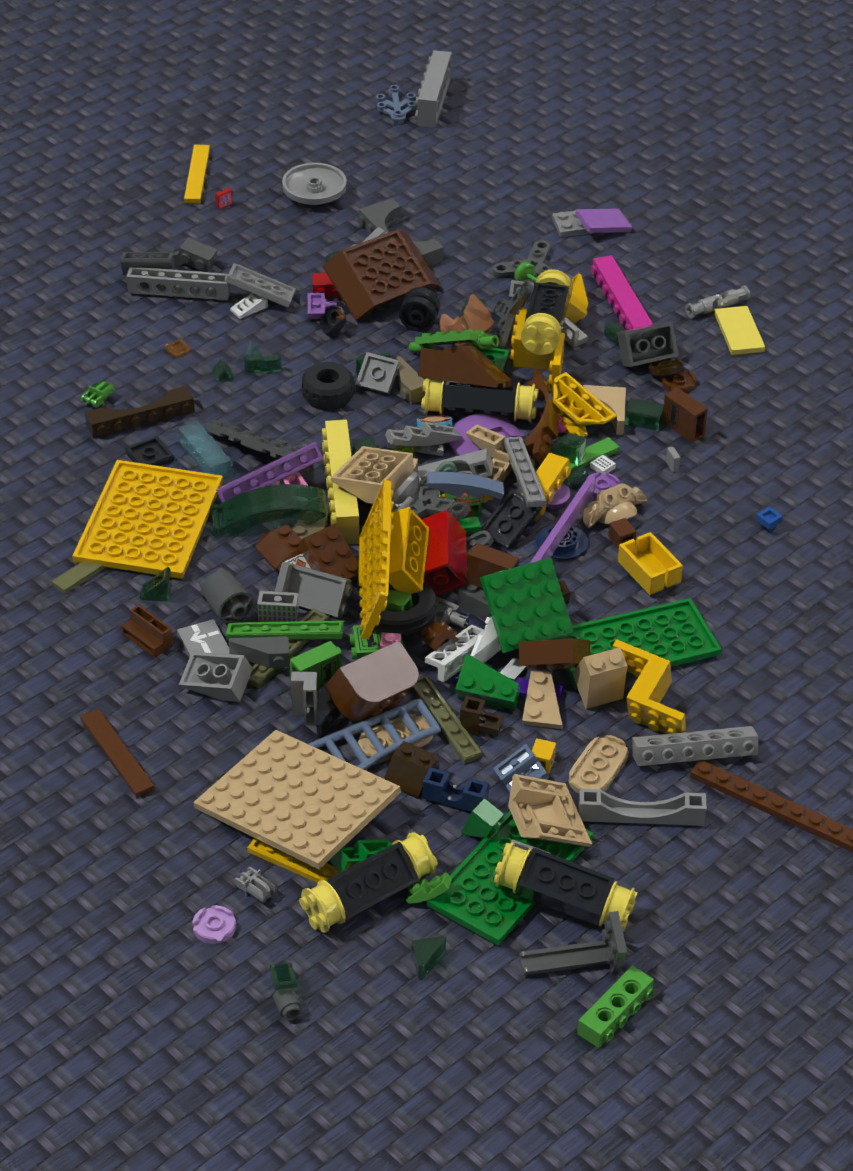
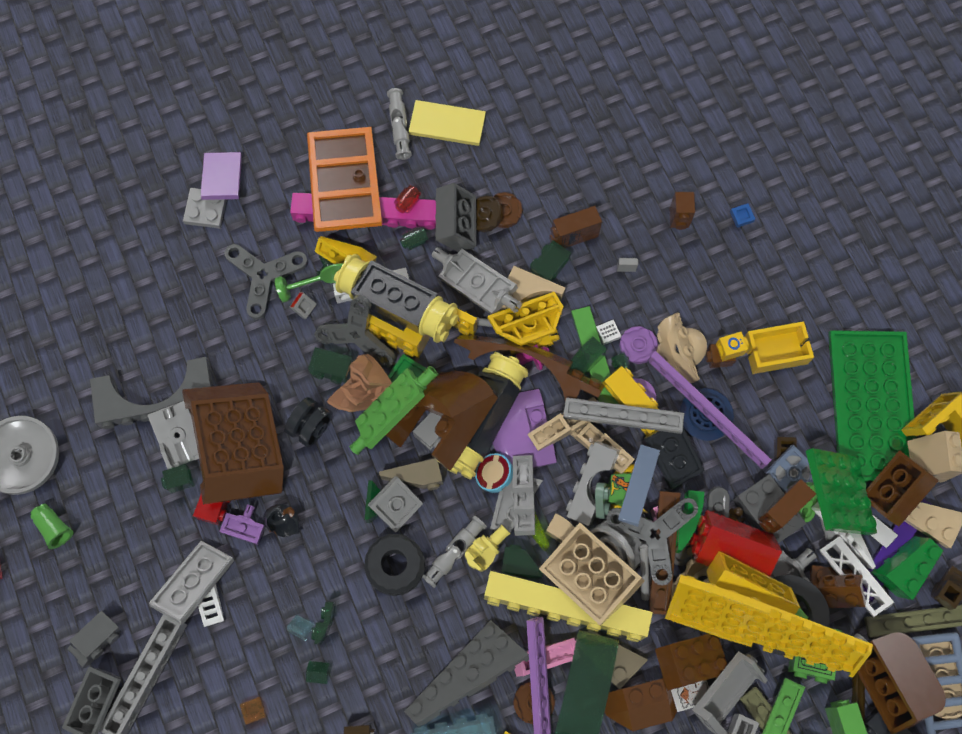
camera: 70 degrees left, 30 degrees up
(267, 215) = (50, 526): none -> bright green plant
(353, 417) = (444, 563): none -> light grey piece
(364, 428) = (484, 549): none -> light yellow piece
(599, 369) = (477, 281): none -> light grey plate
(629, 523) = (732, 346): none -> yellow brick
(643, 279) = (343, 179): none -> door
(644, 310) = (407, 199): none -> clear red brick
(746, 474) = (682, 210): none -> reddish brown brick

